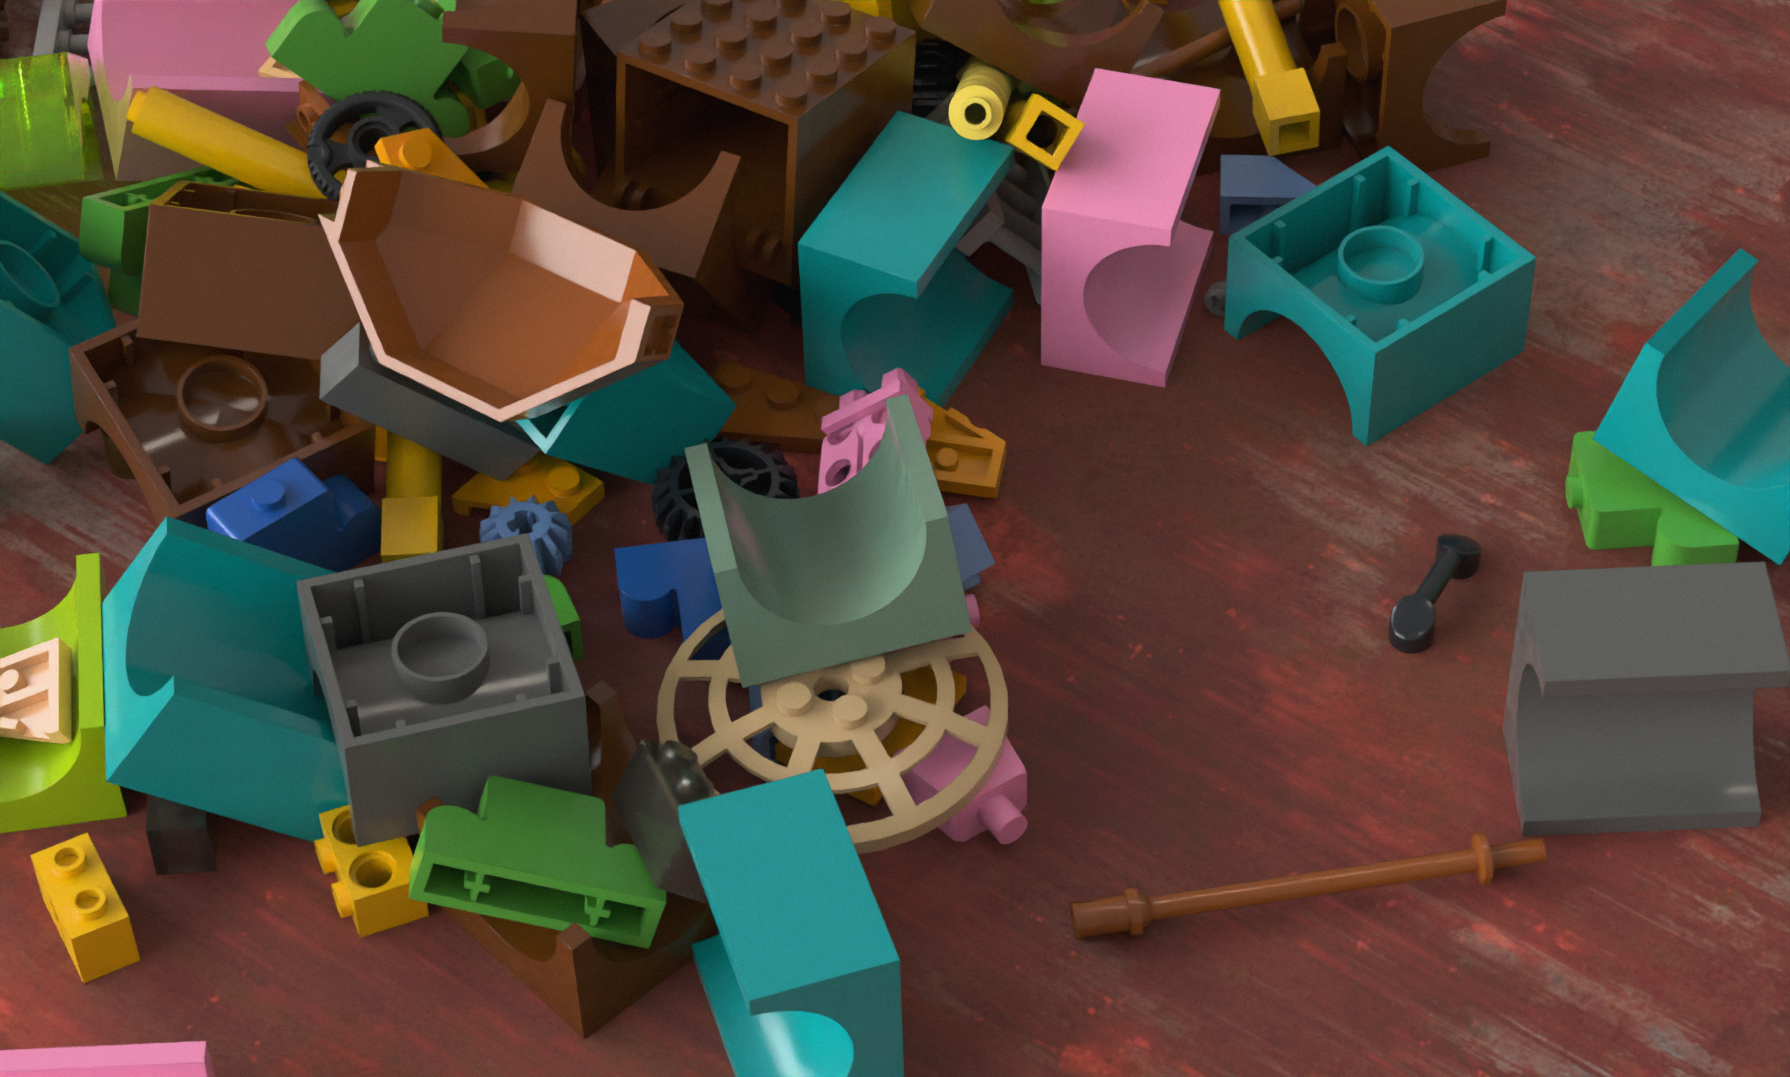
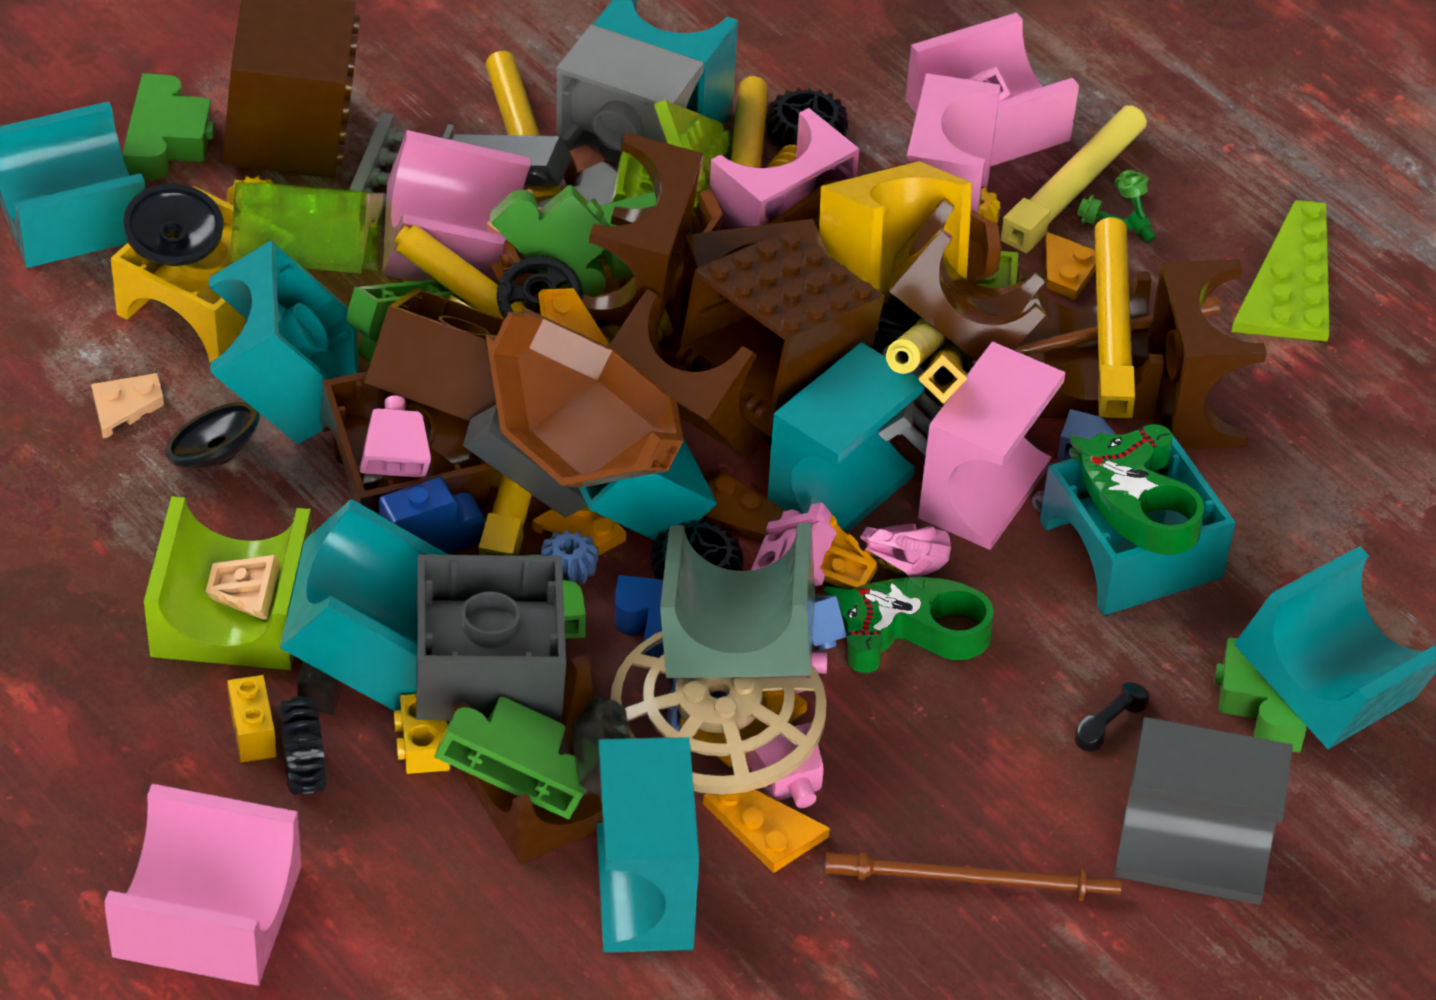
camera: 10 degrees right, 0 degrees up
(182, 931) = (302, 745): none -> black gear
(211, 417) = (396, 442): none -> bright pink torso
(963, 885) = (767, 826): none -> light orange wing
(1047, 413) = (907, 549): none -> bright pink helmet
(1079, 503) = (906, 610): none -> green animal
(1361, 243) = (1126, 488): none -> green animal

